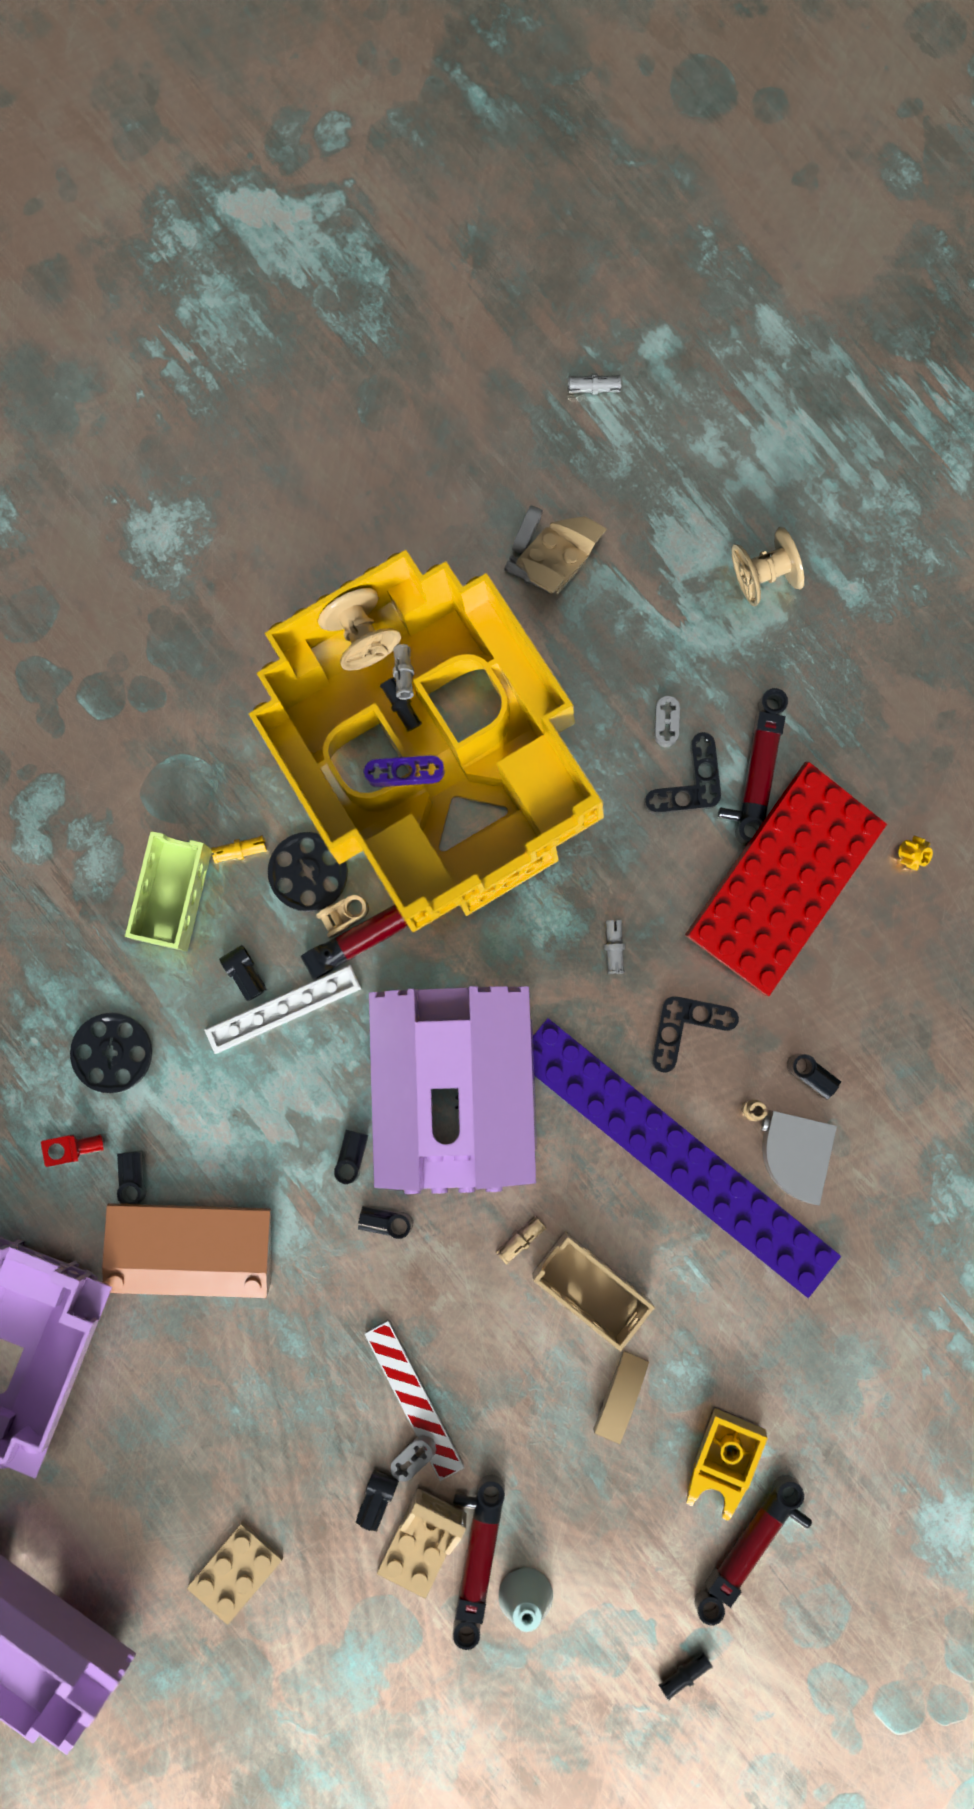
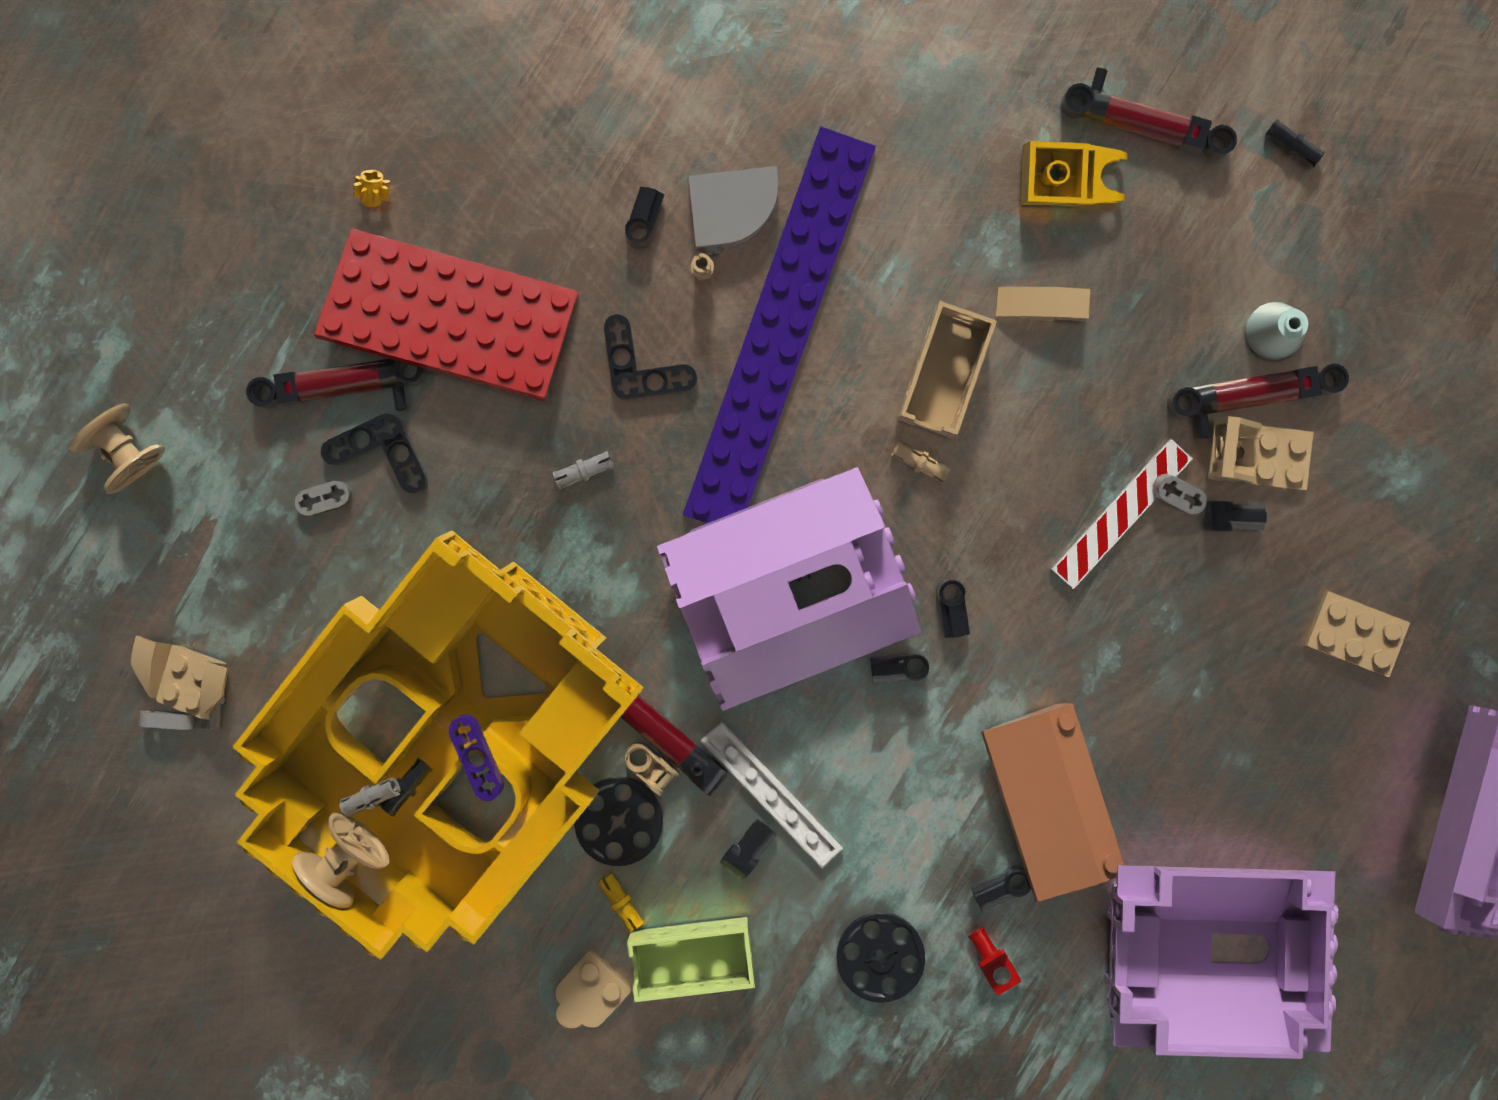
camera: 105 degrees left, 5 degrees up
(173, 797) = (589, 992): none -> tan plate

